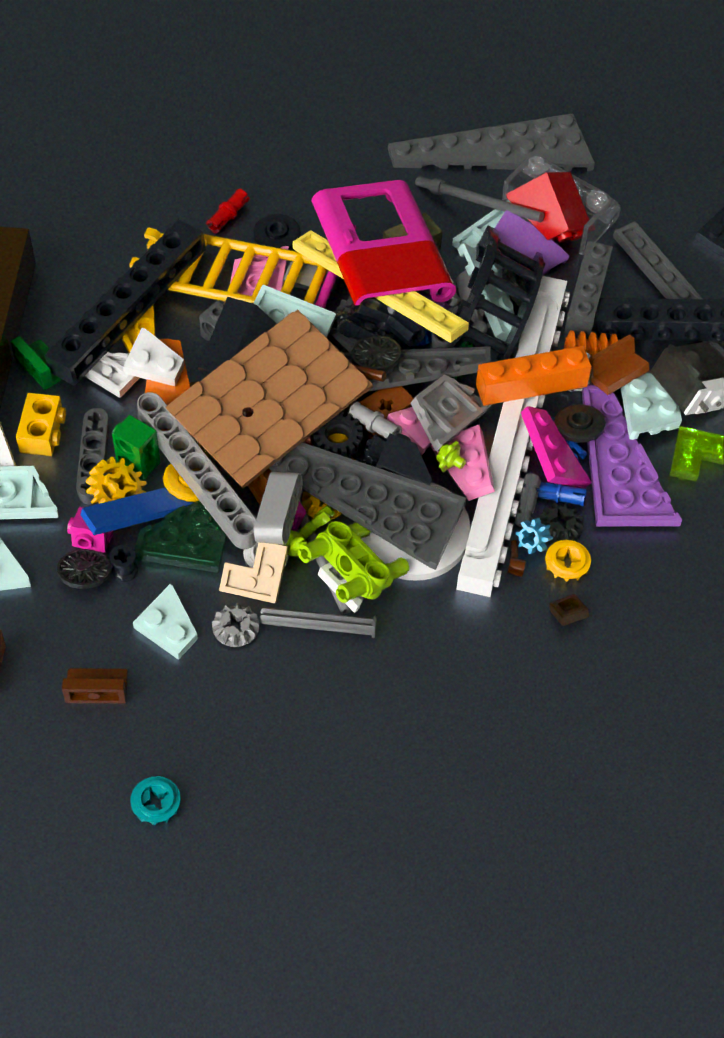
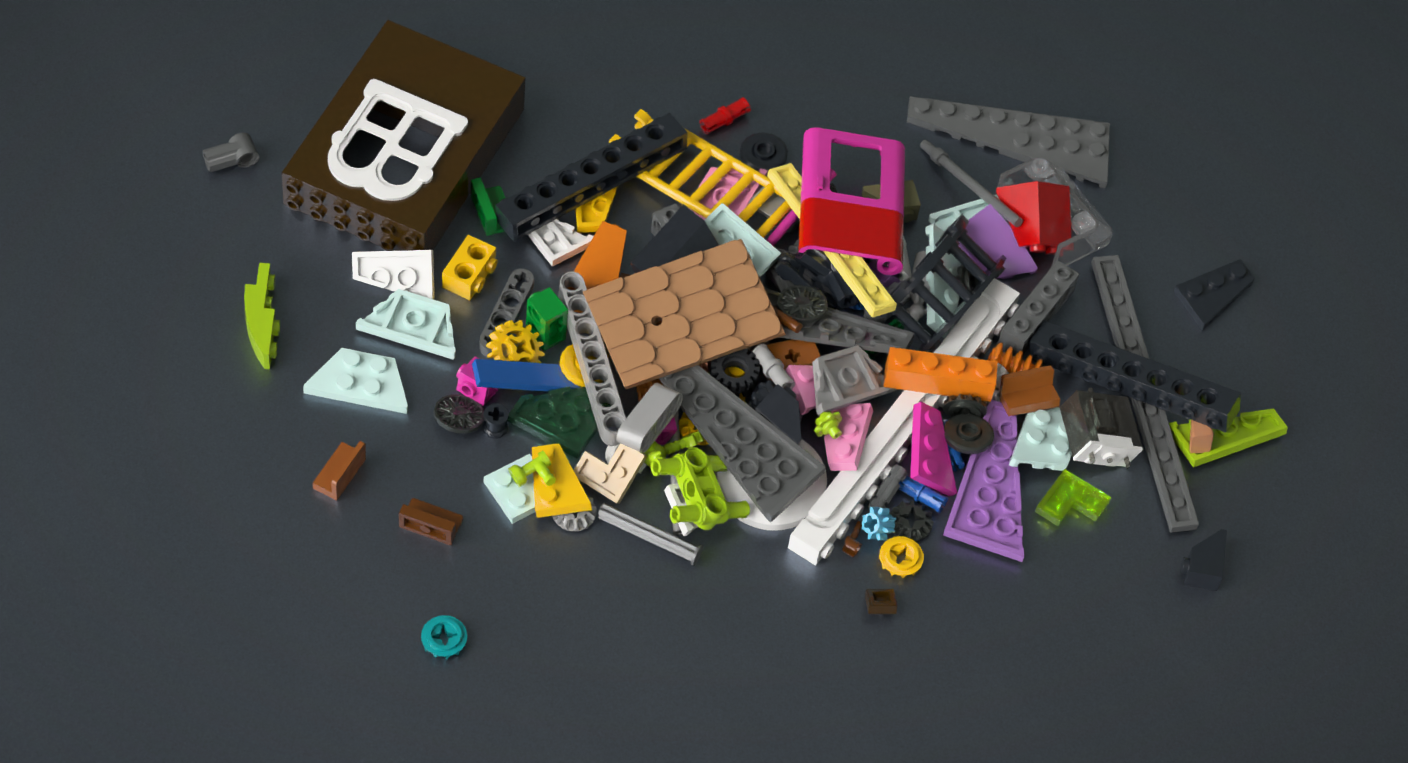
camera: 15 degrees right, 0 degrees up
(153, 360) = (593, 241): white wing -> none
(185, 590) = (538, 464): none -> lime piece
(208, 604) = (566, 493): none -> yellow wing
(564, 397) = (964, 405): none -> pearl dark grey gear

